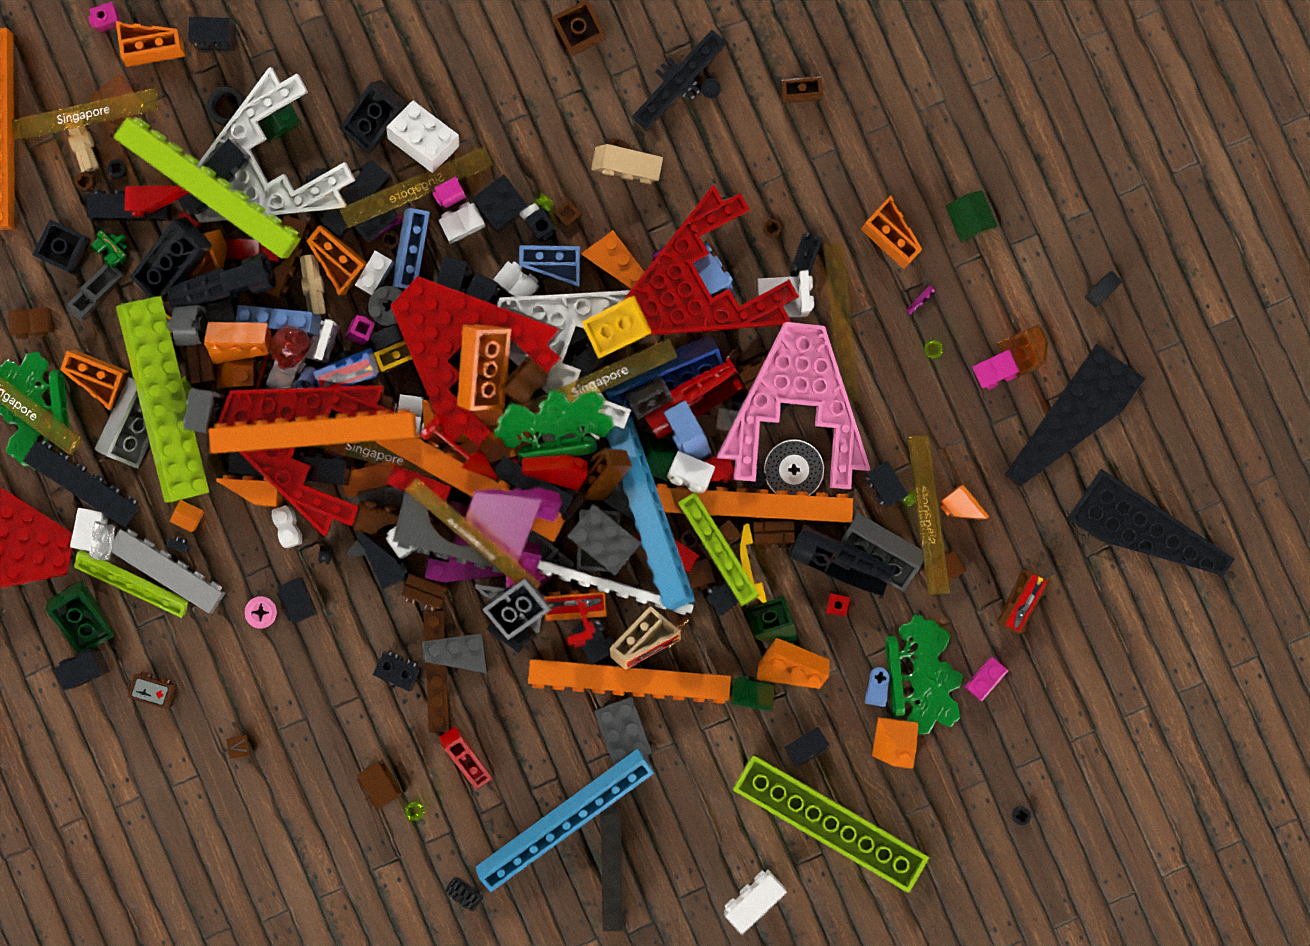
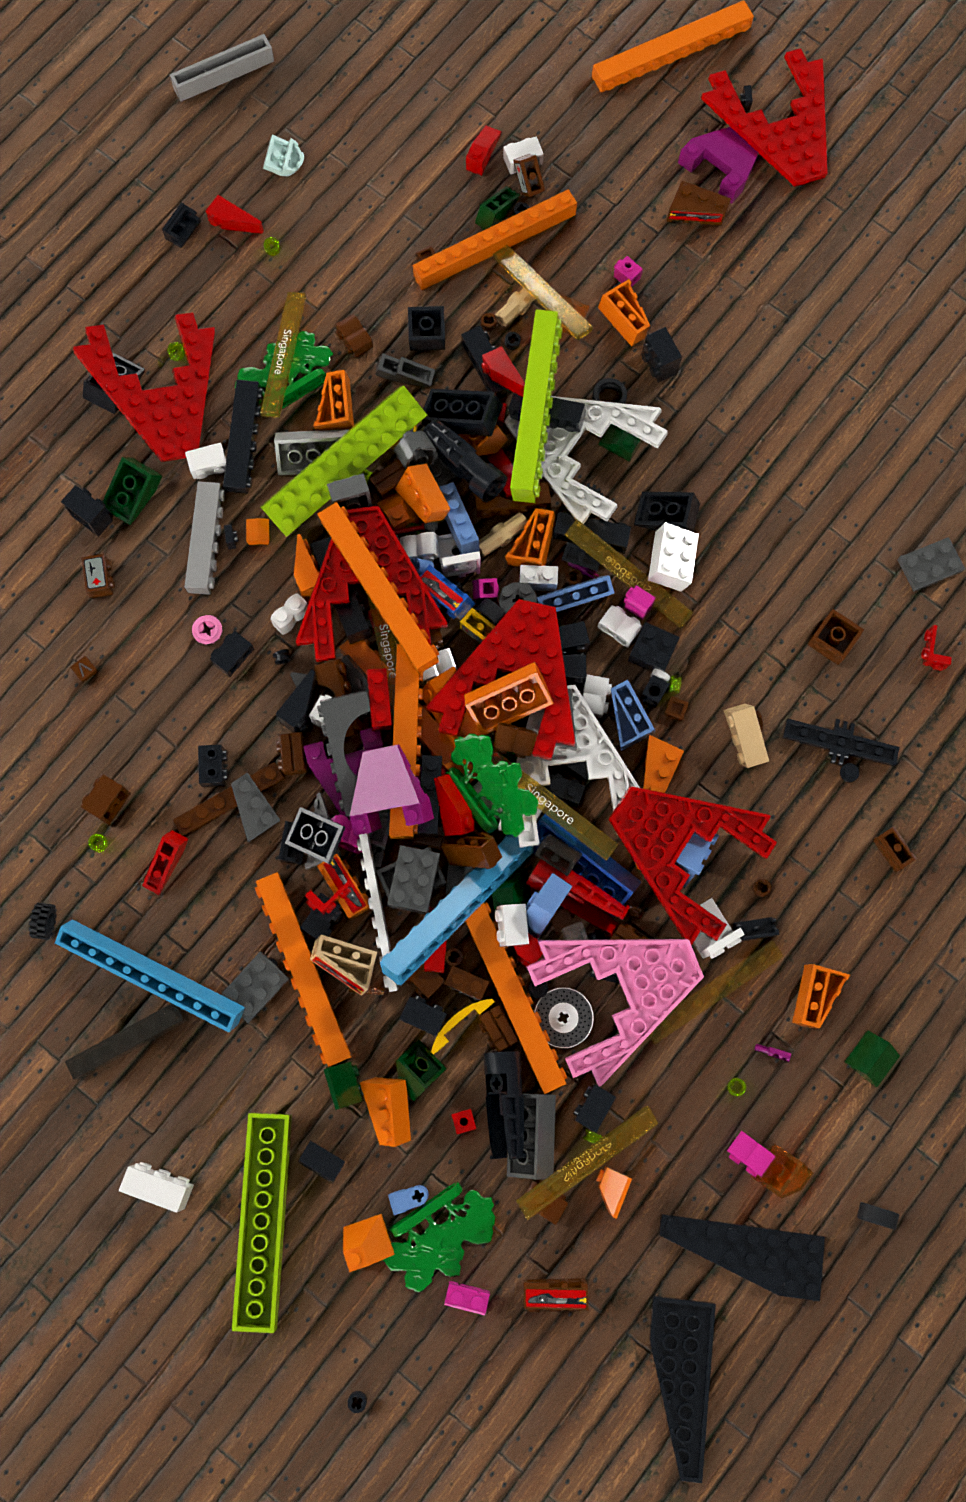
camera: 55 degrees right, 10 degrees down
(102, 541) = (202, 472): clear hips -> none
(114, 246) = (442, 371): green hips -> none
(131, 584) = (179, 515): lime plate -> none
(289, 346) = (440, 536): clear red piece -> none
(469, 532) = (359, 760): clear yellow tile -> none
(476, 463) = (423, 736): red piece -> none
(616, 327) = (603, 792): yellow plate -> none
(718, 549) = (457, 985): lime plate -> none

